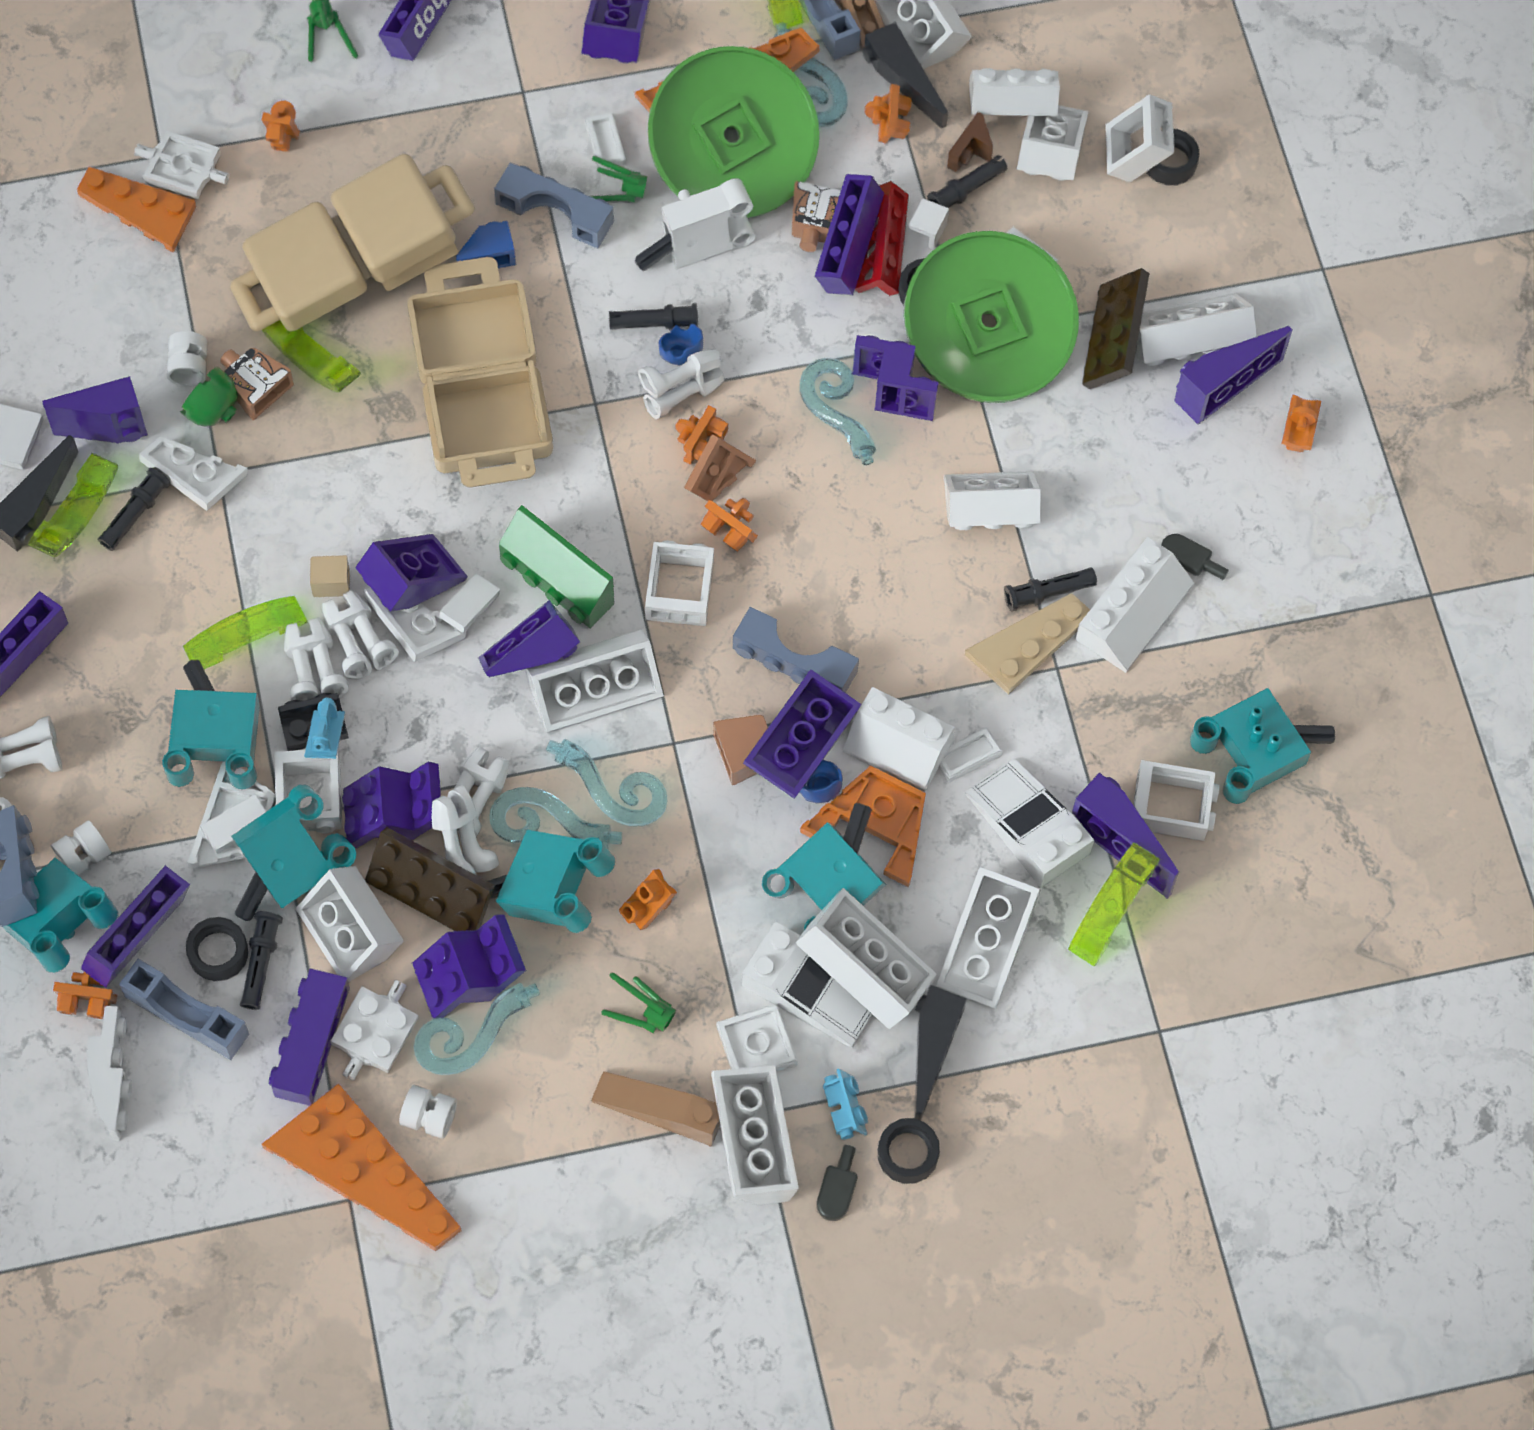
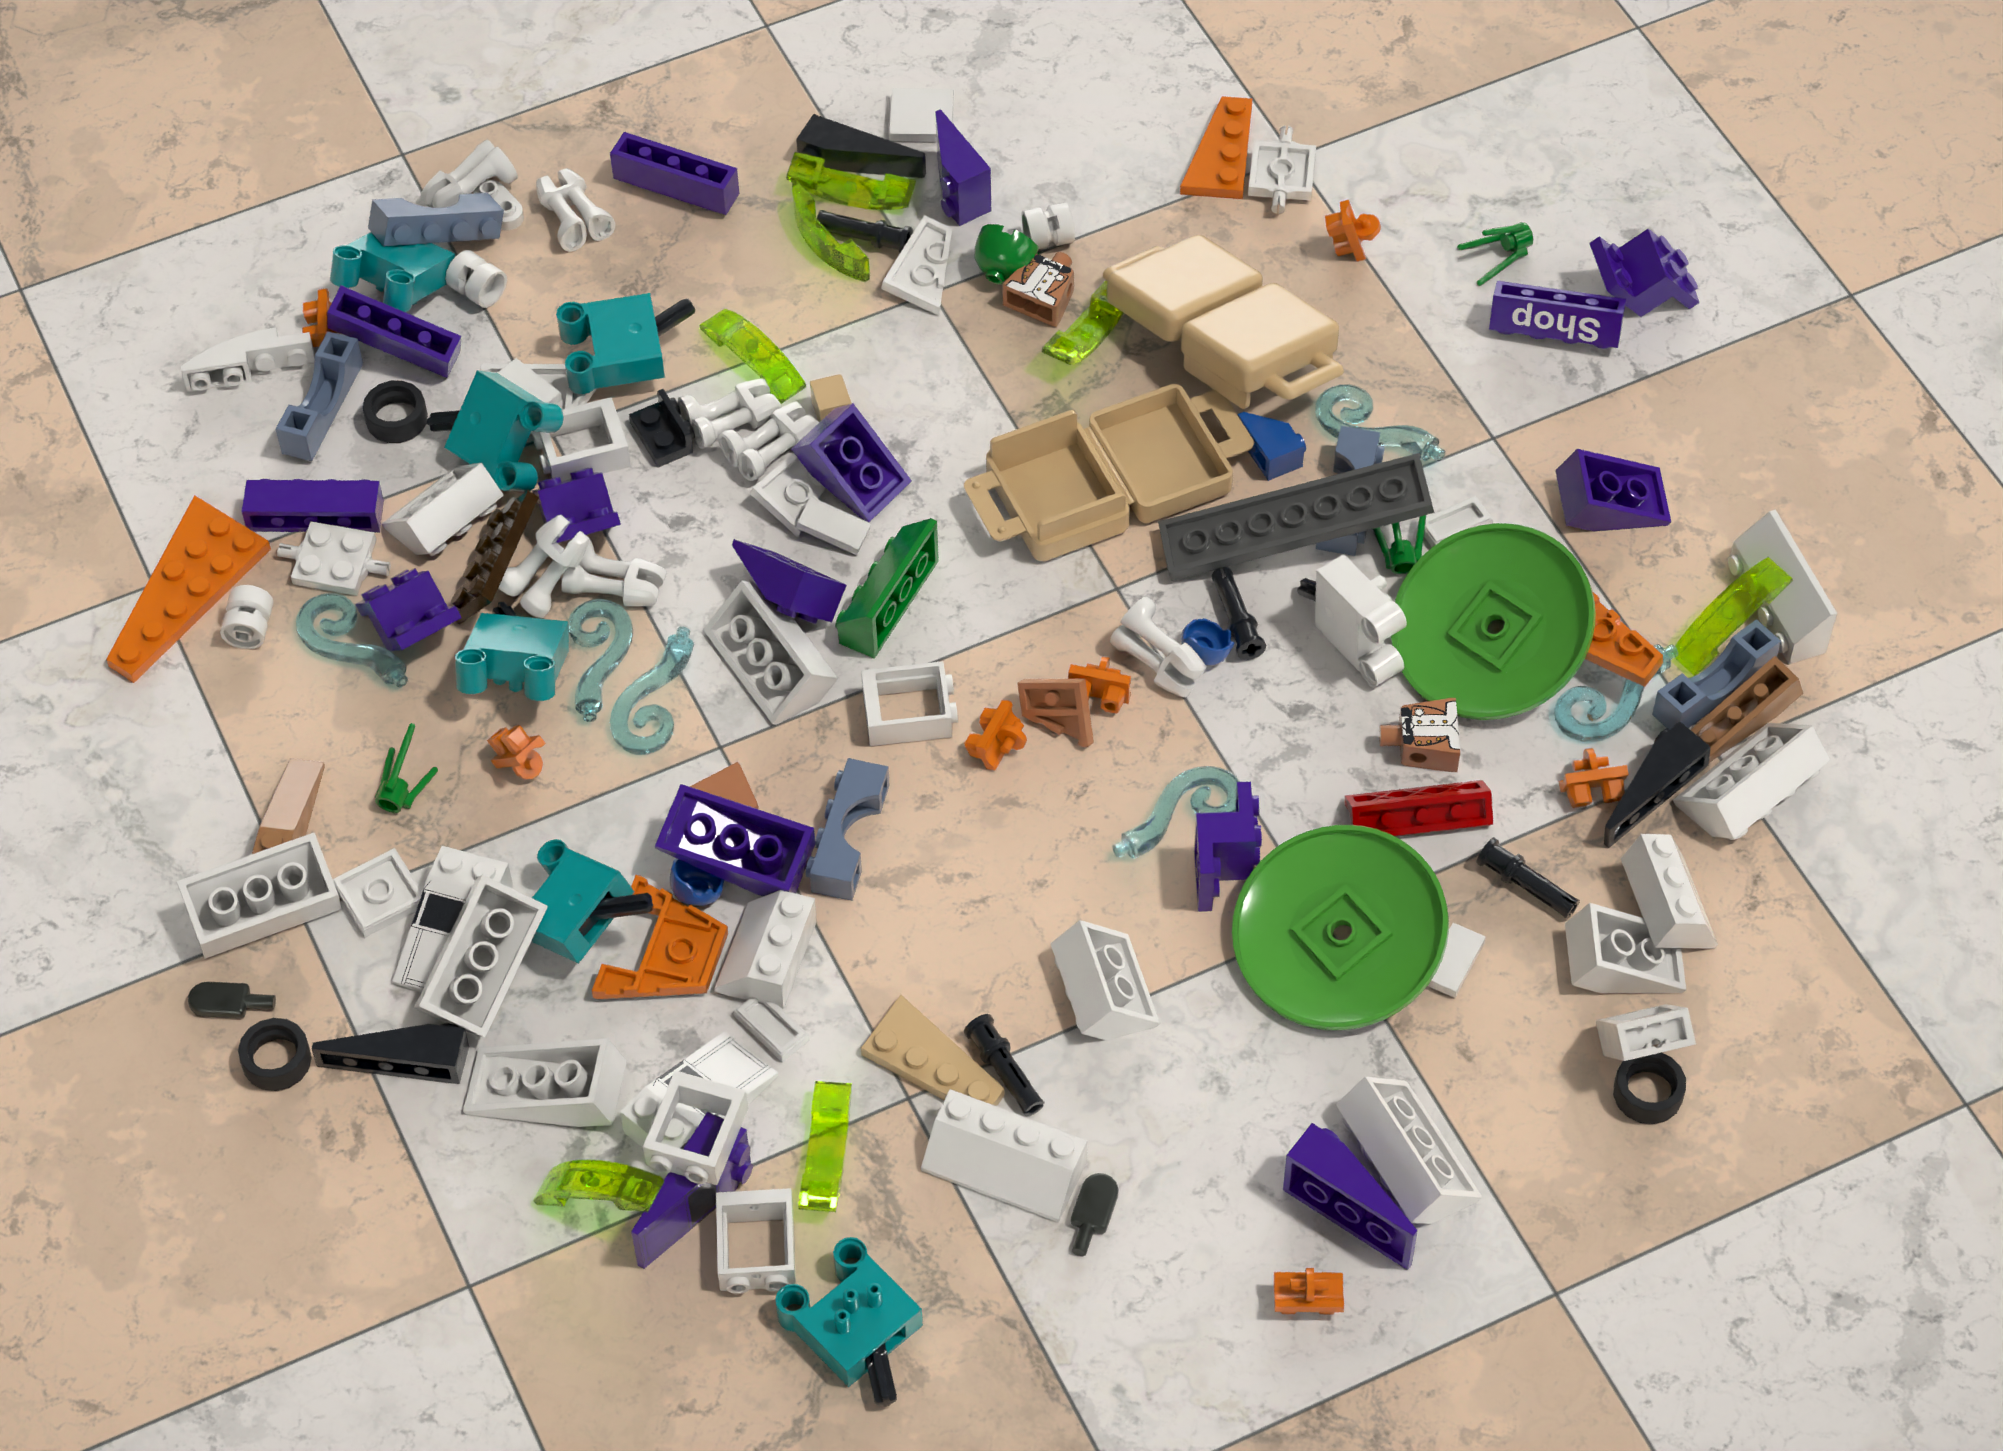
camera: 80 degrees right, 10 degrees down
(129, 549) = (842, 257): none -> clear neon green slope
(262, 946) = (404, 446): black pin -> none
(325, 731) = (632, 428): medium azure hinge -> none
(509, 150) = (1403, 436): none -> clear light blue plant
(585, 244) = (1295, 517): none -> dark grey plate
(843, 1092) = (321, 988): medium azure hinge -> none
(849, 234) = (1402, 764): dark purple brick -> none
(930, 220) = (1454, 847): white panel -> none
(972, 141) = (1594, 870): reddish brown slope -> none
(1087, 826) = (702, 1095): none -> white window
(1100, 736) = (826, 1147): none -> clear neon green slope
(1115, 329) = (1385, 1059): dark brown plate -> none

